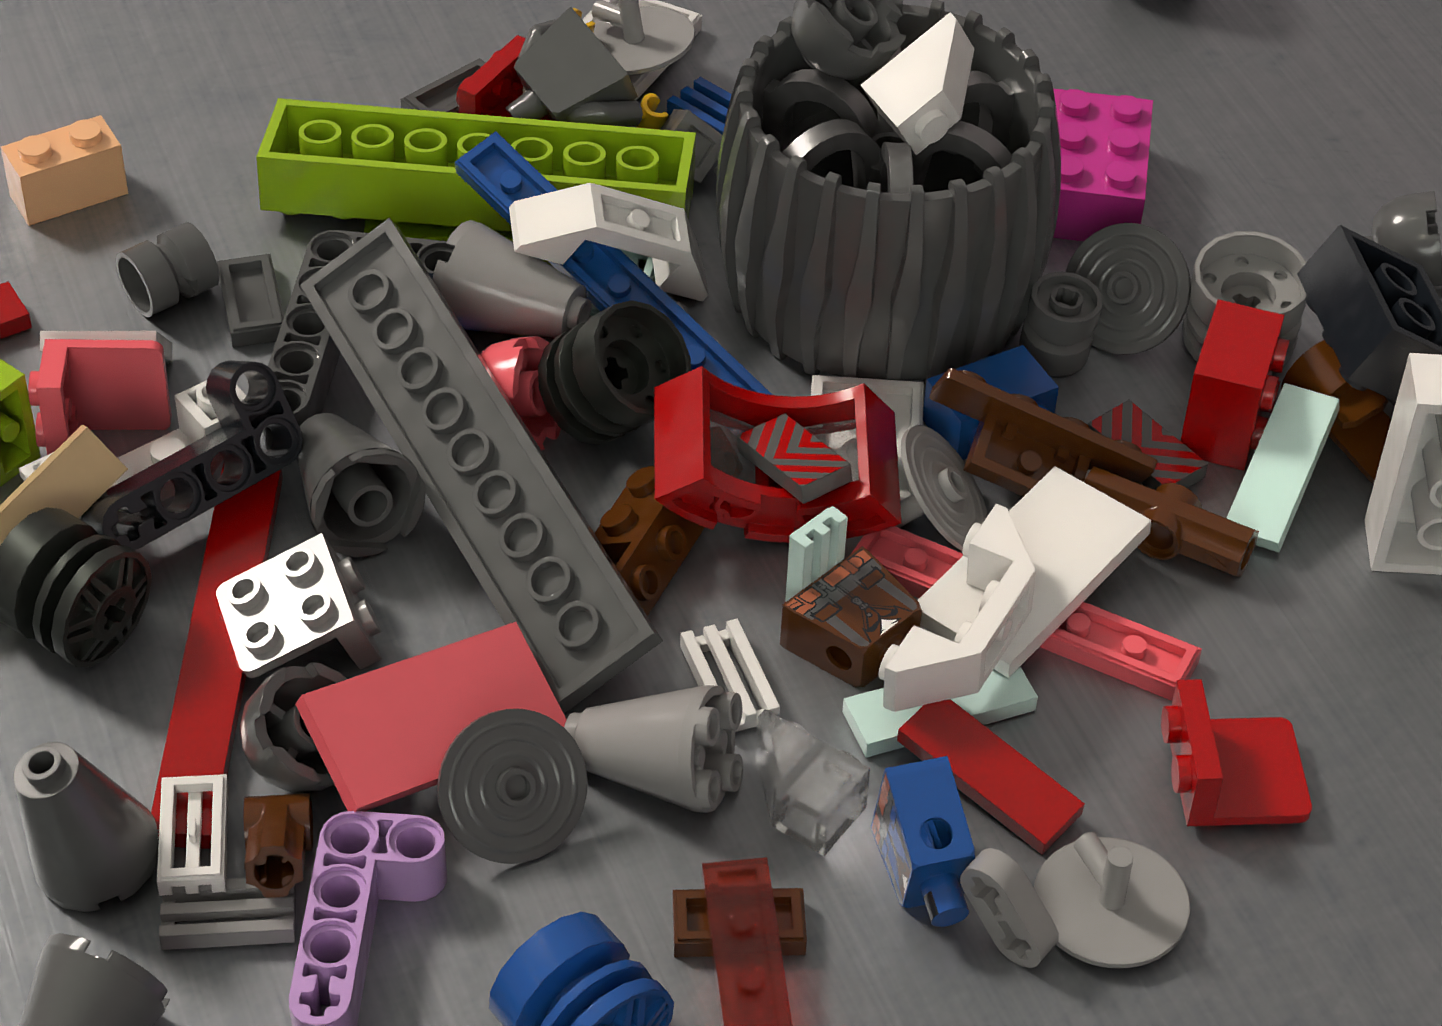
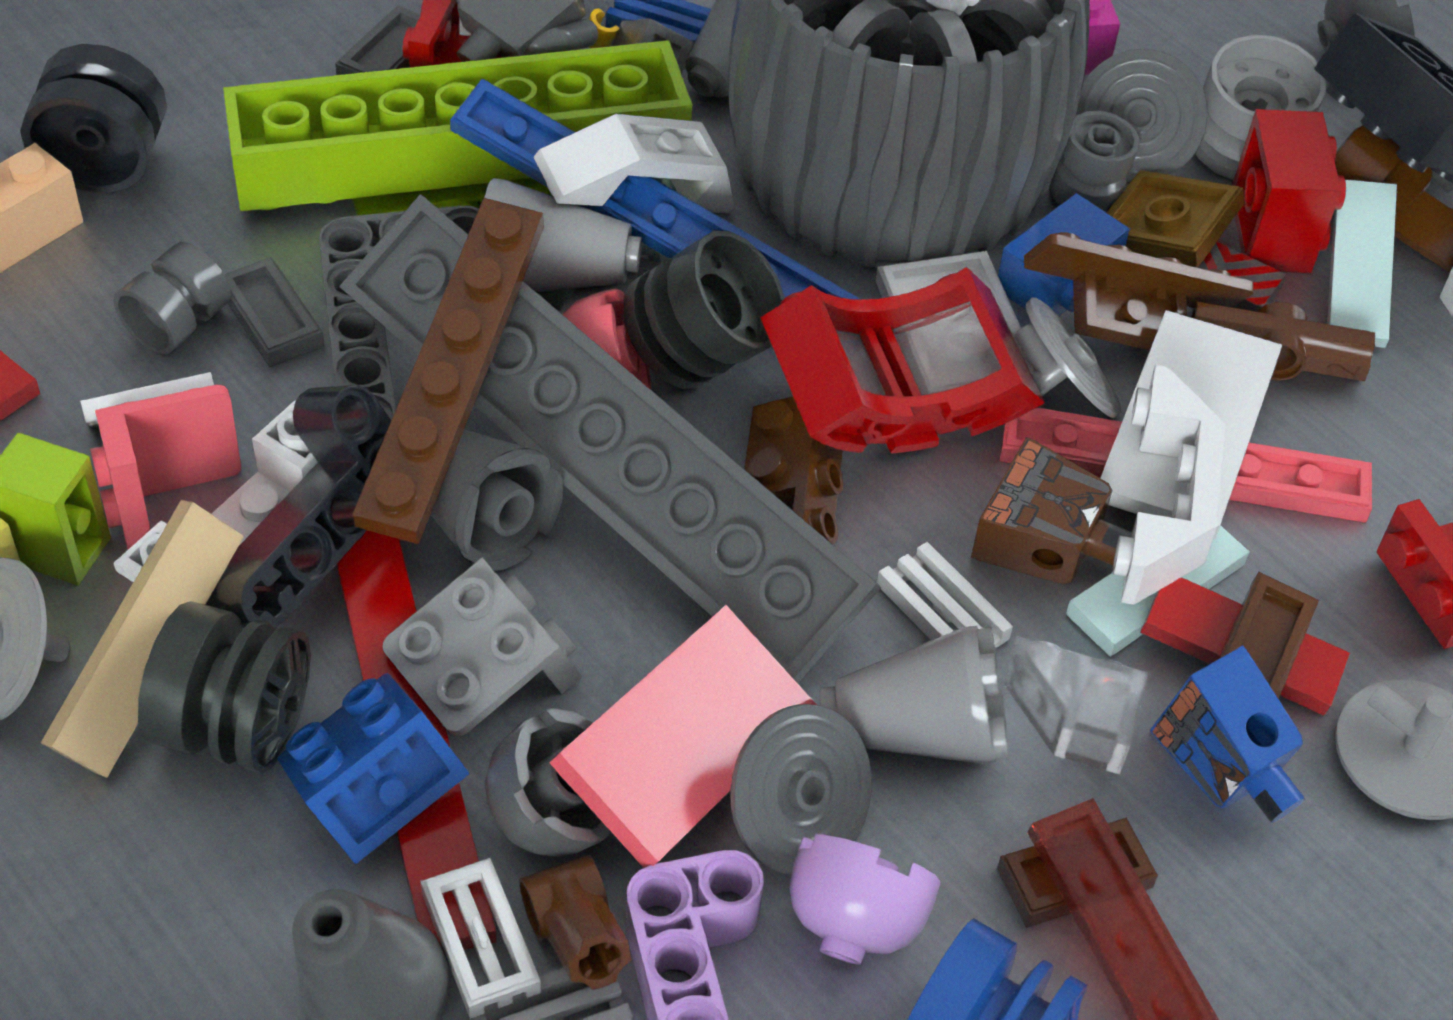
camera: 20 degrees left, 5 degrees up
(160, 681) = (370, 765): none -> blue bracket
(162, 103) = (96, 115): none -> black wheel
(353, 370) = (449, 372): none -> reddish brown plate
(519, 882) = (858, 898): none -> lavender cylinder
(794, 458) = (927, 360): dark grey tile -> none
(813, 558) = (991, 463): light aqua tile -> none
(1005, 769) = (1272, 627): none -> reddish brown tile
(1009, 907) = (1346, 786): light grey beam -> none
(1118, 388) = (1175, 215): none -> pearl gold tile

